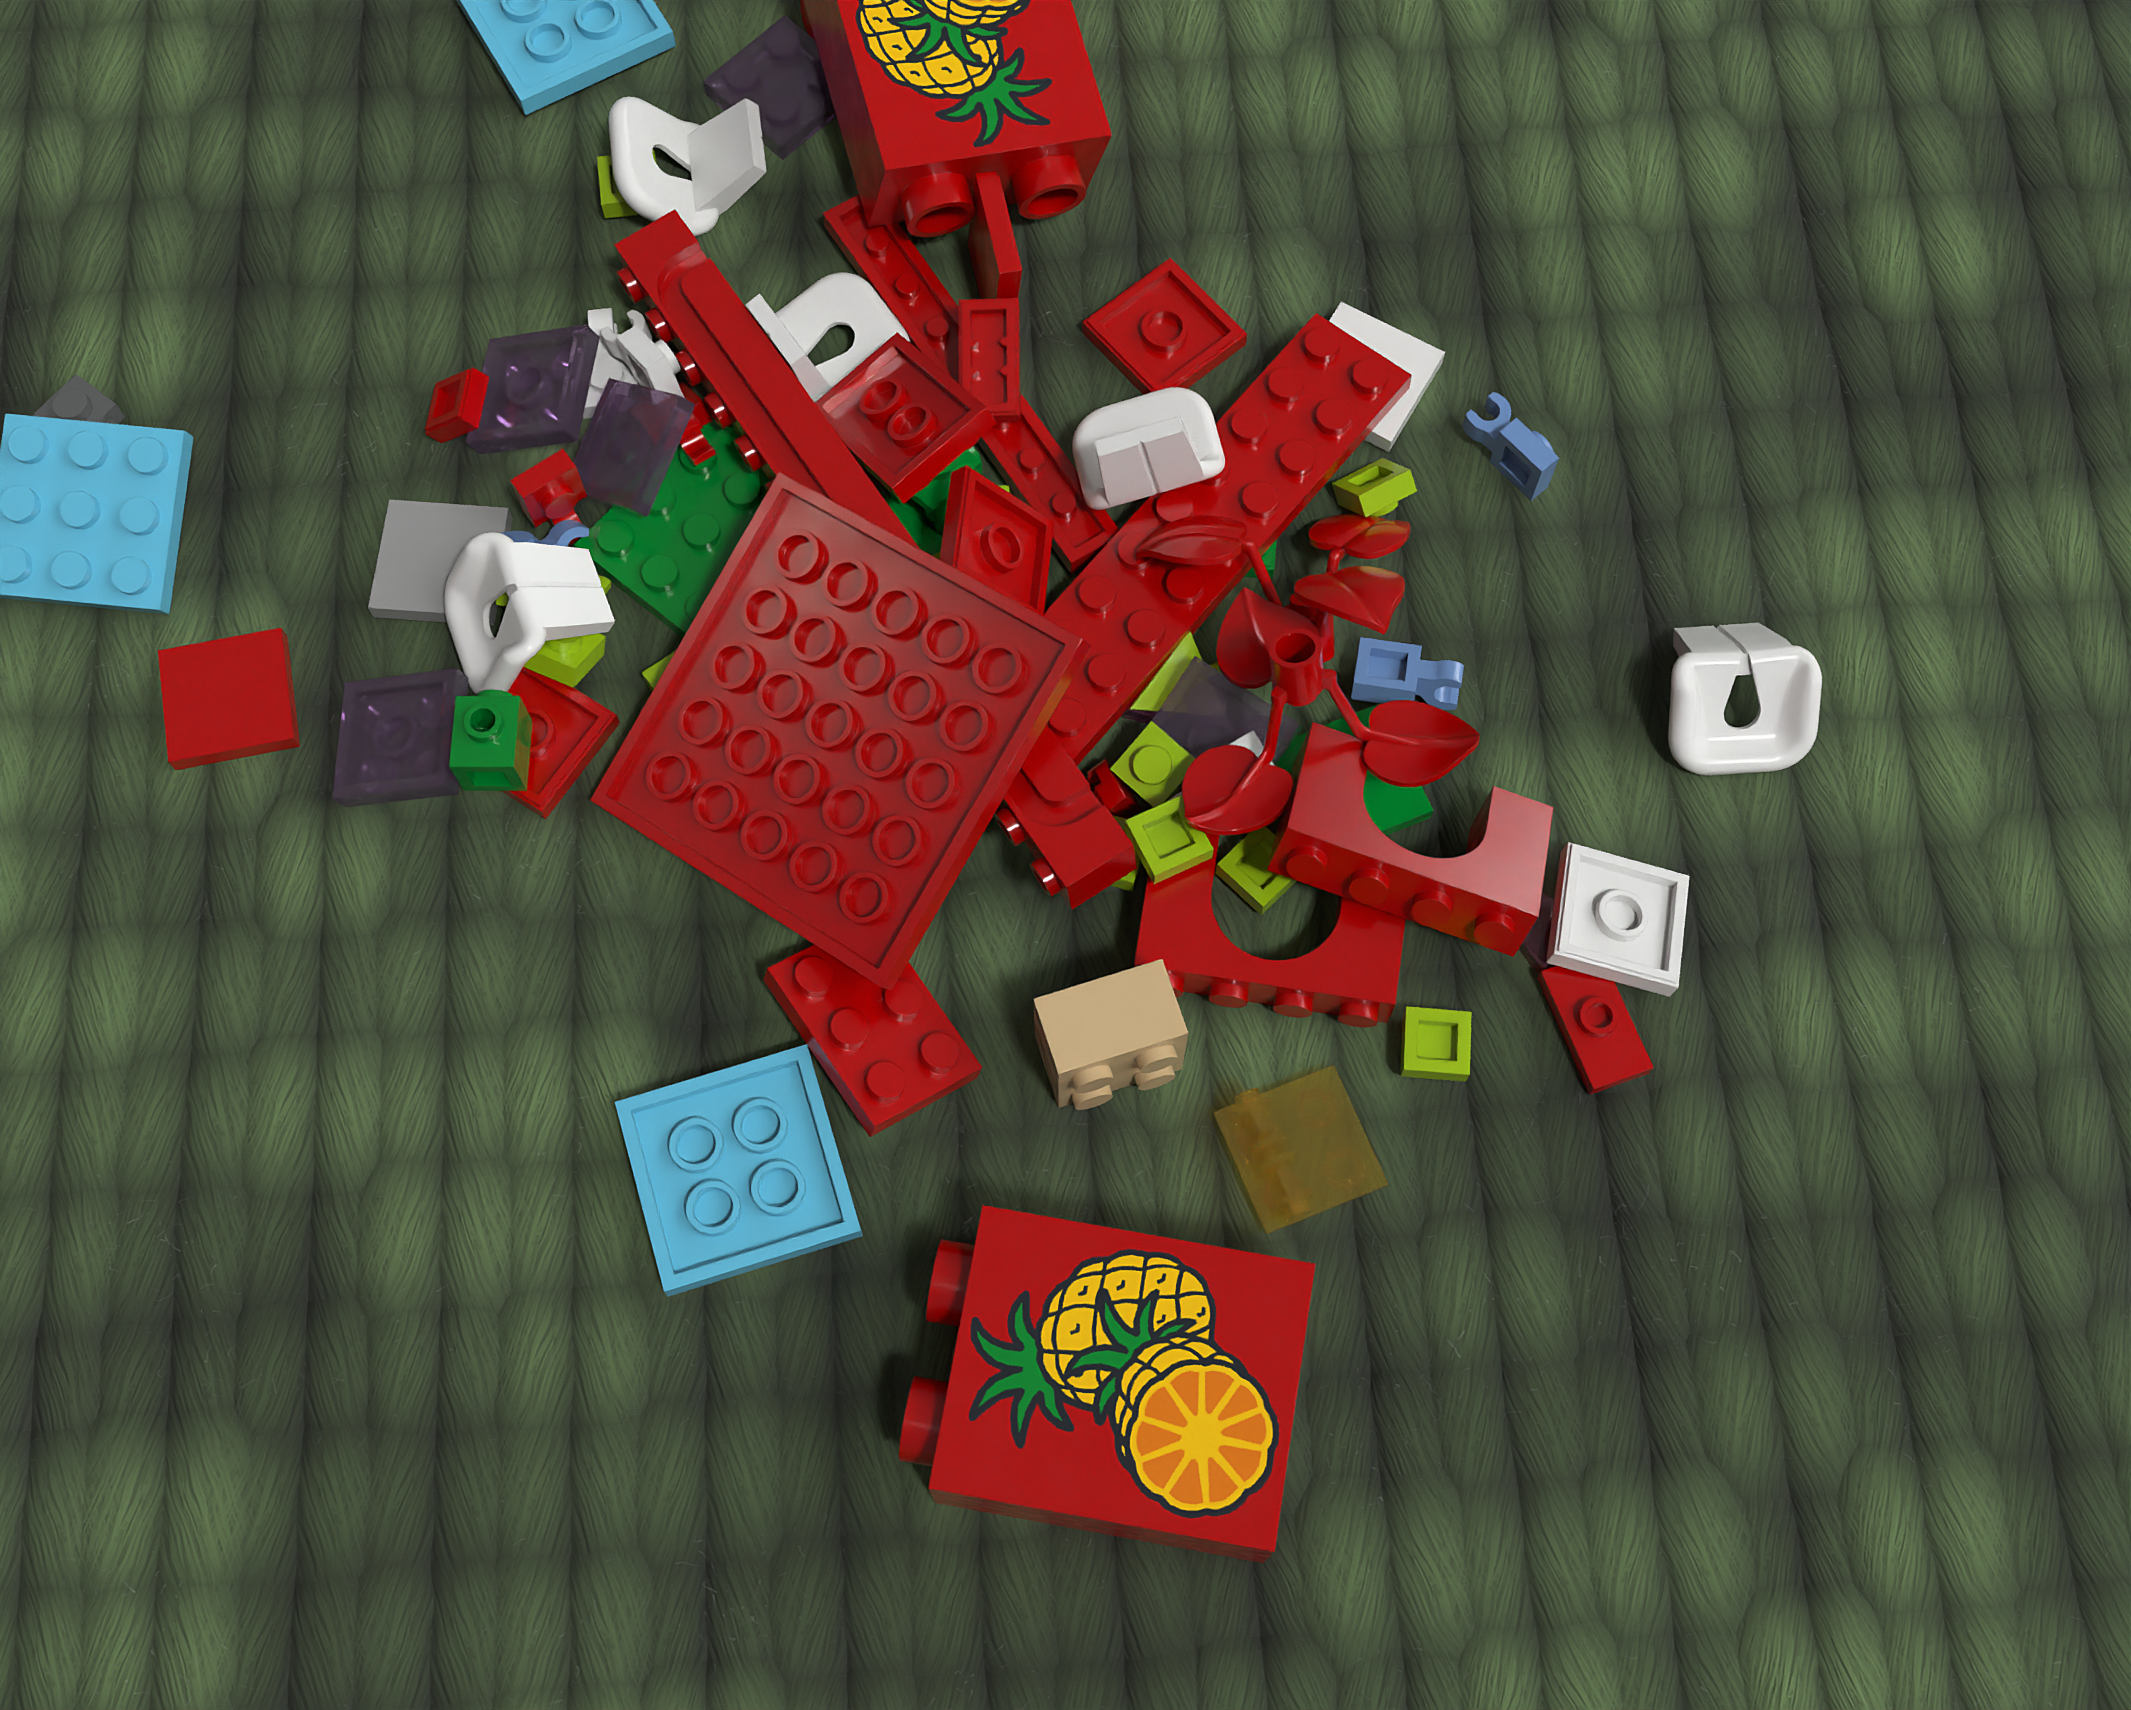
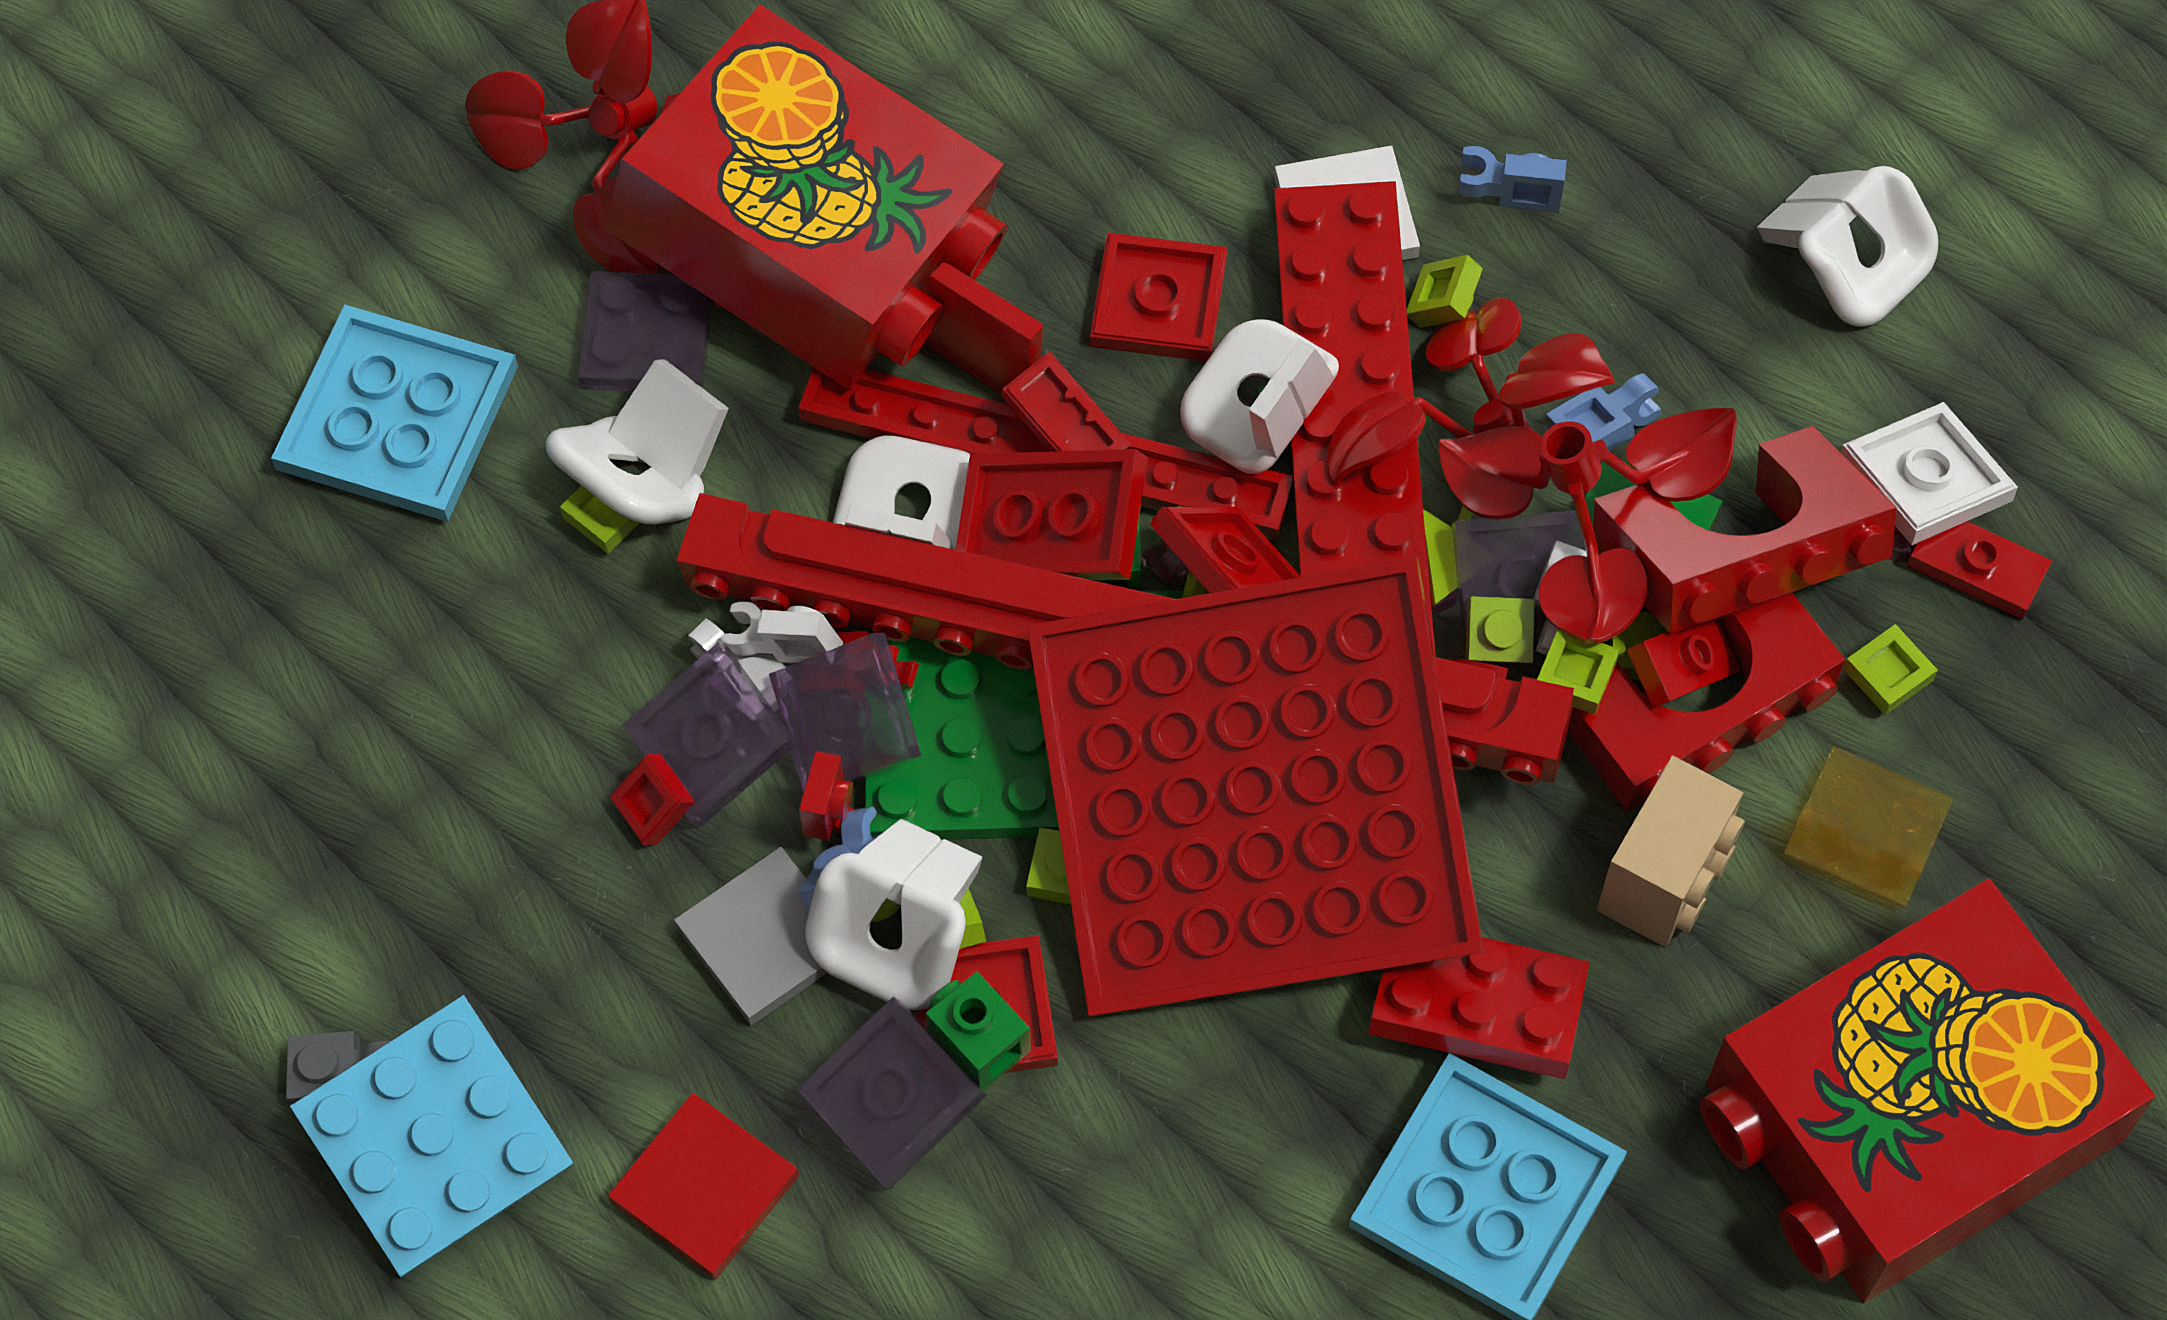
camera: 40 degrees left, 5 degrees down
(1269, 902) = (1683, 661): none -> red plate

